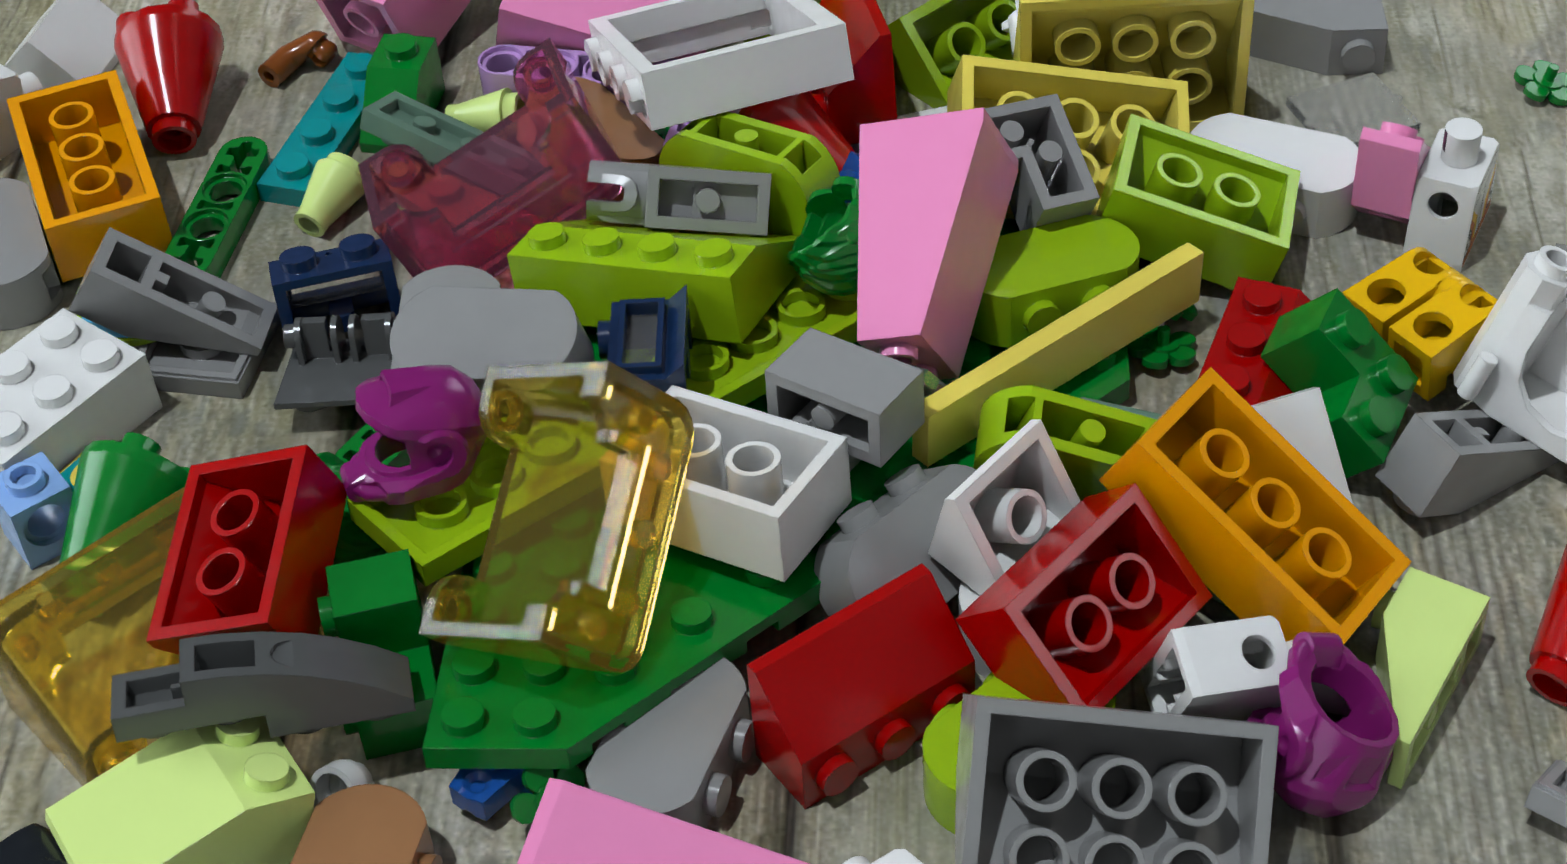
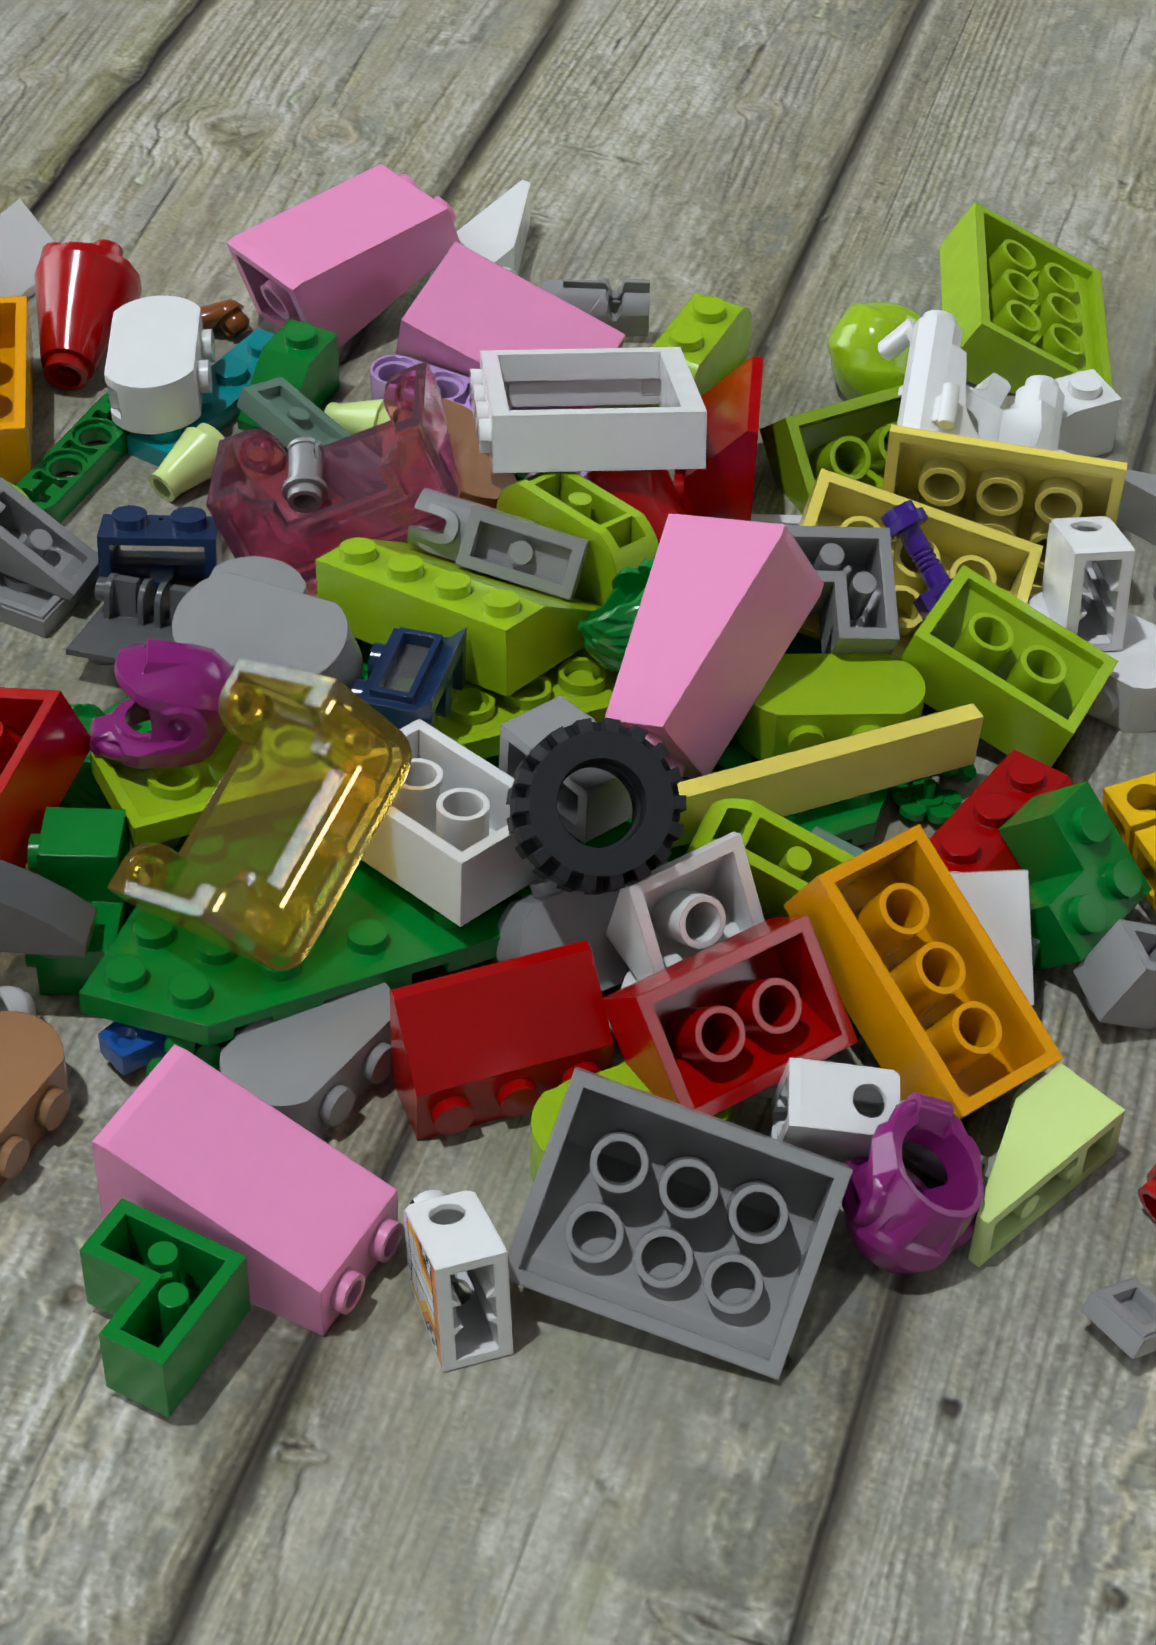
camera: 10 degrees right, 0 degrees up
(269, 106) = (158, 364): none -> white brick
(458, 188) = (305, 484): none -> light grey pin
(949, 416) = (645, 777): none -> black tyre
(1077, 107) = (905, 525): none -> dark purple hinge
(1248, 98) = (1093, 563): none -> white torso

